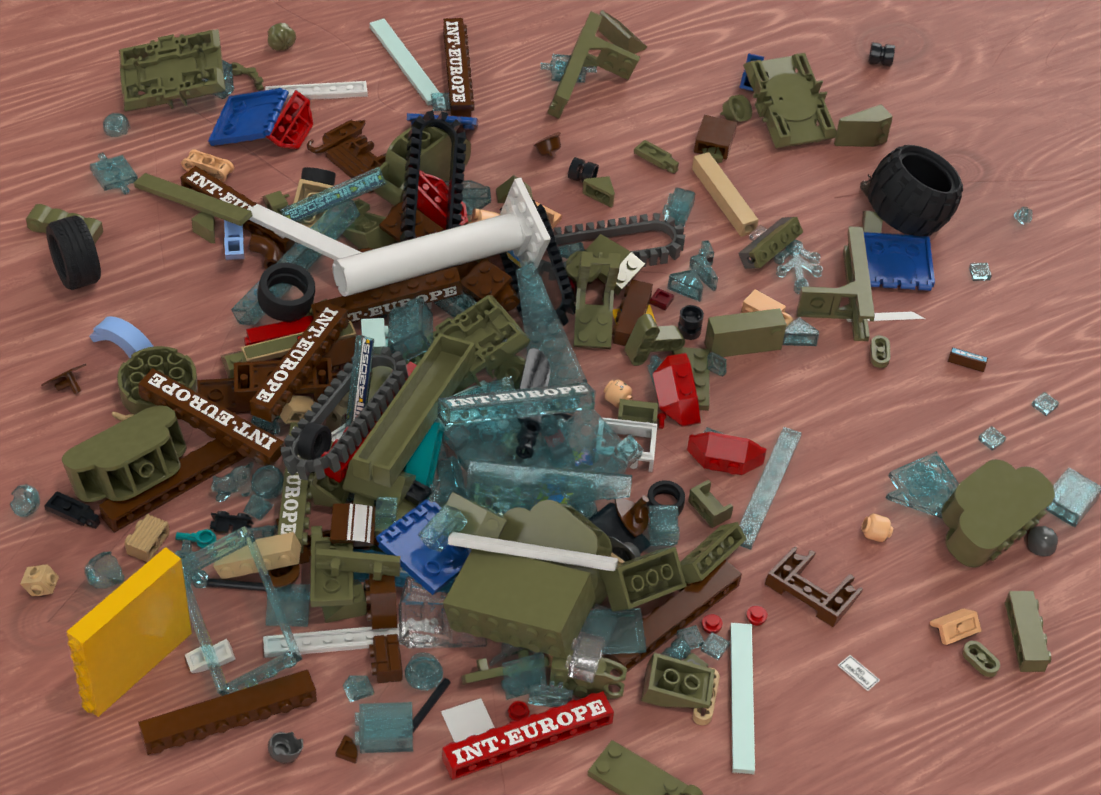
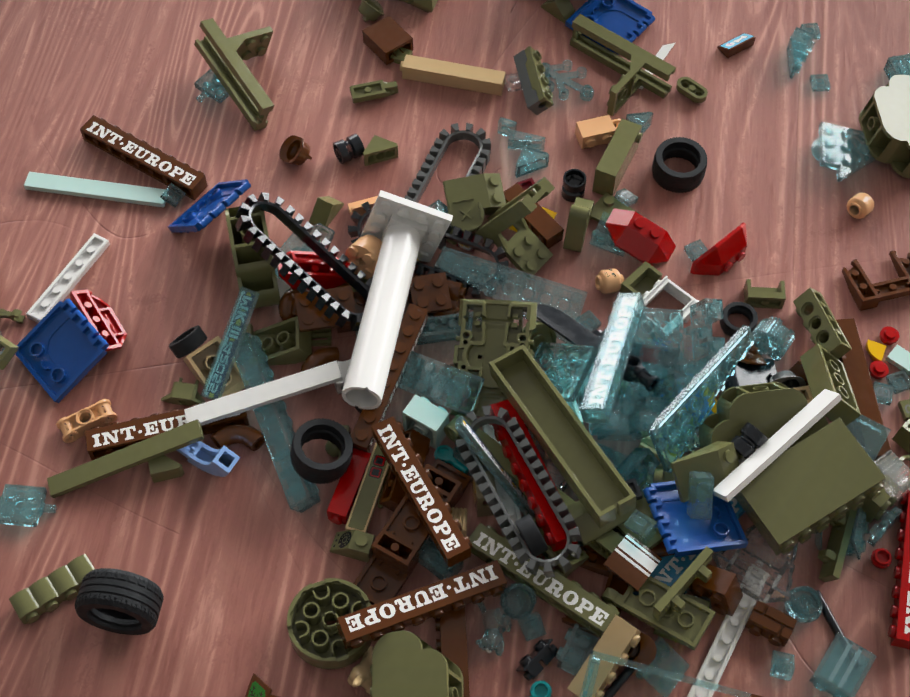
camera: 50 degrees left, 10 degrees up
(122, 334) = (249, 619): light blue arch -> none
(338, 135) = (143, 296): reddish brown plate -> none
(355, 157) = (193, 301): reddish brown hinge -> none
(467, 720) = (867, 602): white sticker -> none
(526, 532) = (748, 440): none -> black wheel
(619, 34) = (228, 24): olive slope -> none
(679, 205) = (442, 112): clear light blue brick -> none
(679, 650) = (895, 413): clear light blue wheel -> none
(731, 613) = (875, 350): none -> yellow tile
(768, 485) = (767, 243): clear light blue tile -> none
(791, 364) = (679, 148): none -> black tyre
(1010, 401) = (797, 49): none -> clear light blue slope

